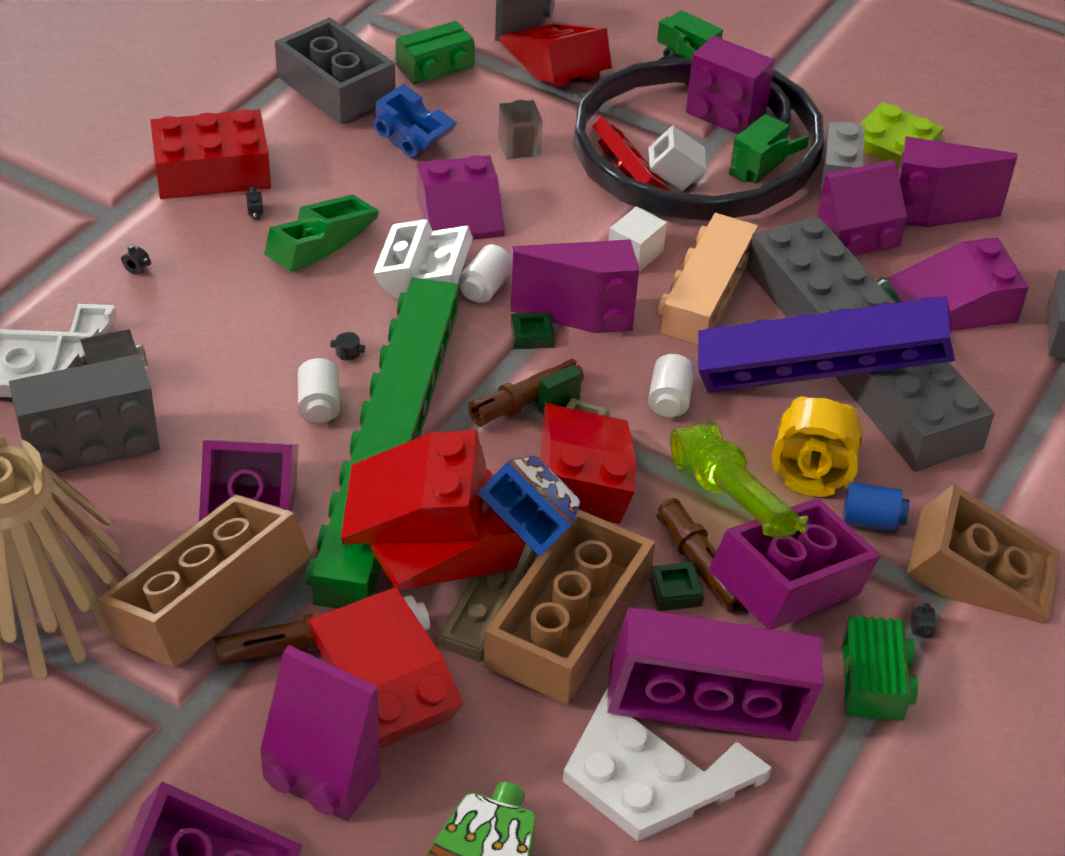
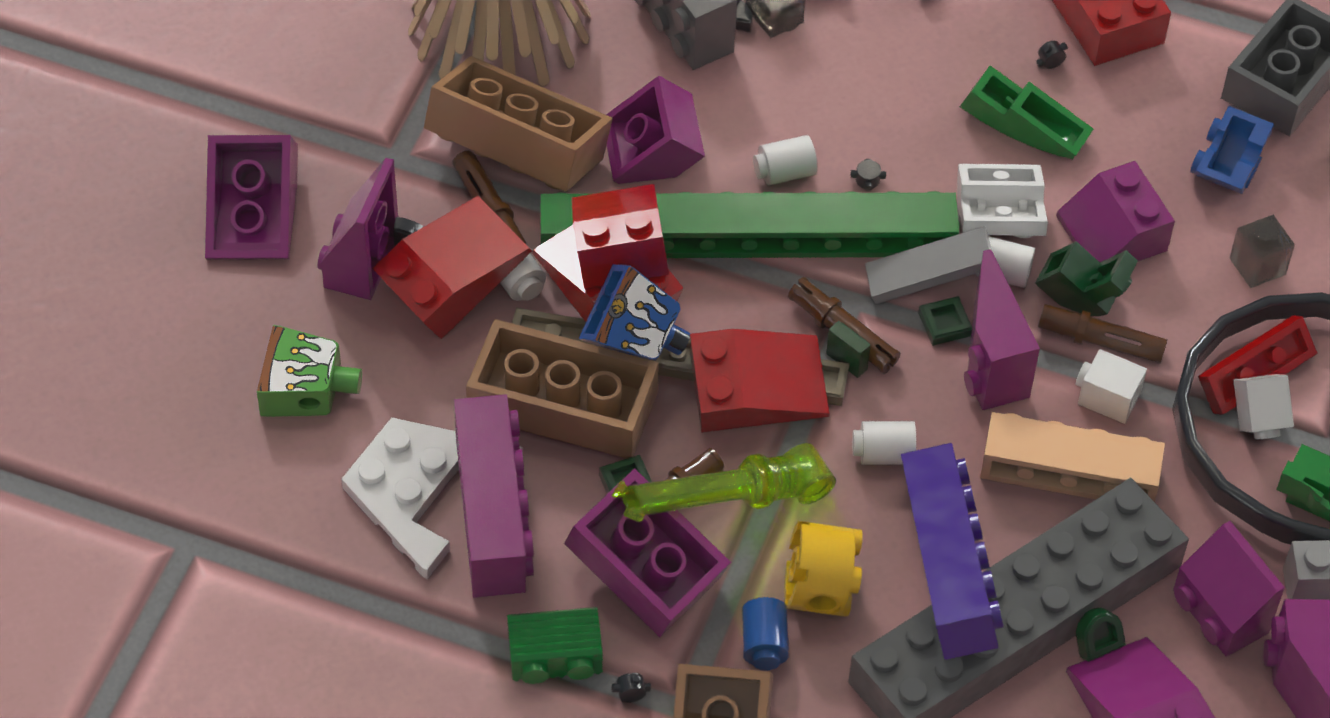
camera: 80 degrees right, 10 degrees up
(483, 316) = (927, 265): none -> light grey tile
(530, 219) = (1084, 283): none -> dark green brick
(593, 216) = (1093, 331): none -> reddish brown pin

